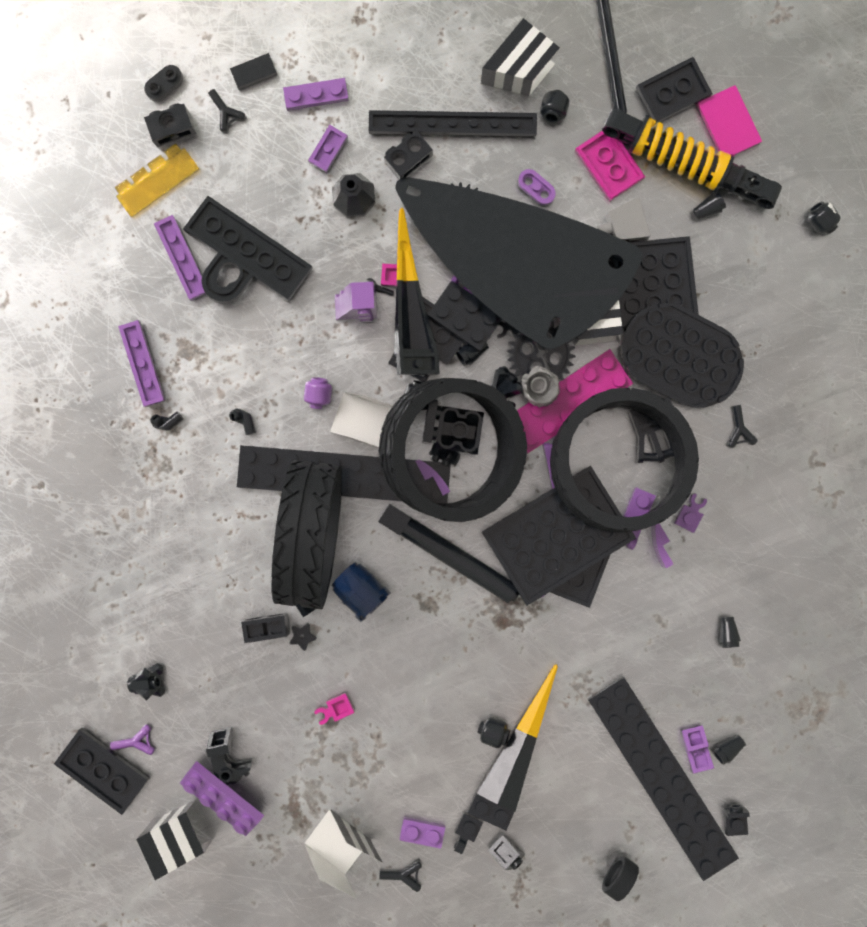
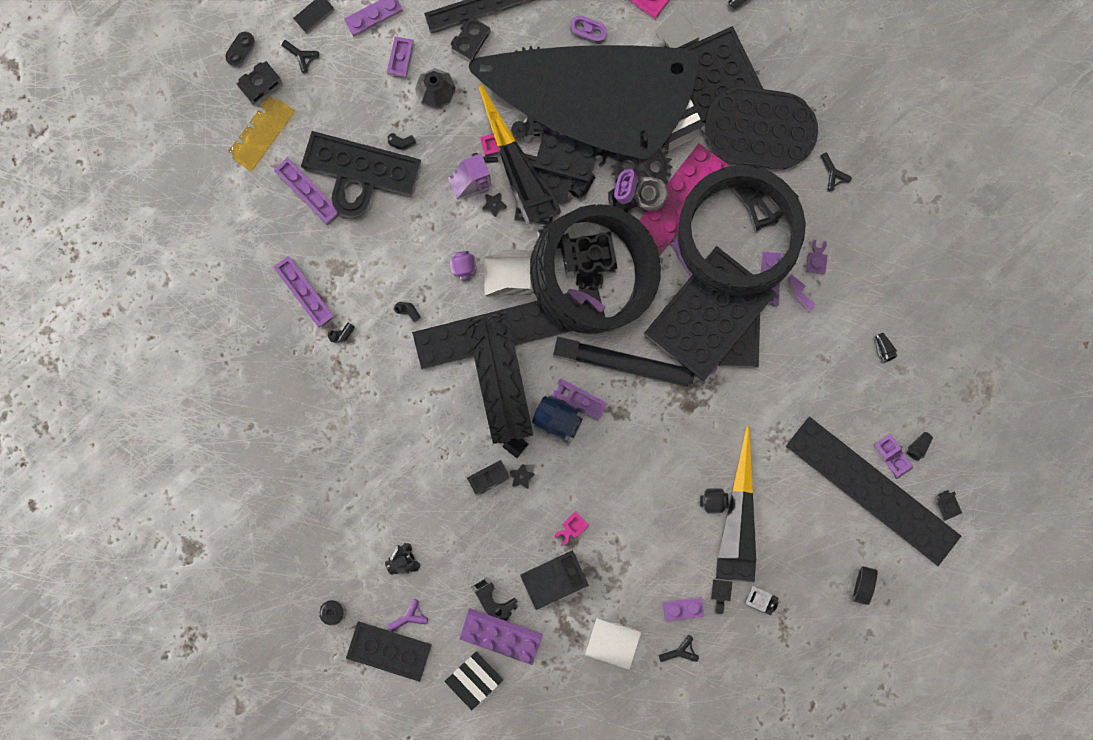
camera: 15 degrees left, 5 degrees down
(54, 711) = (338, 615): none -> black head
(296, 240) = (400, 143): none -> black arm
(299, 758) = (554, 580): none -> black slope
(371, 345) = (494, 209): none -> black plate
(390, 577) = (578, 398): none -> medium lavender plate
(434, 271) = (527, 129): none -> black hips
(517, 370) = (626, 186): none -> medium lavender plate

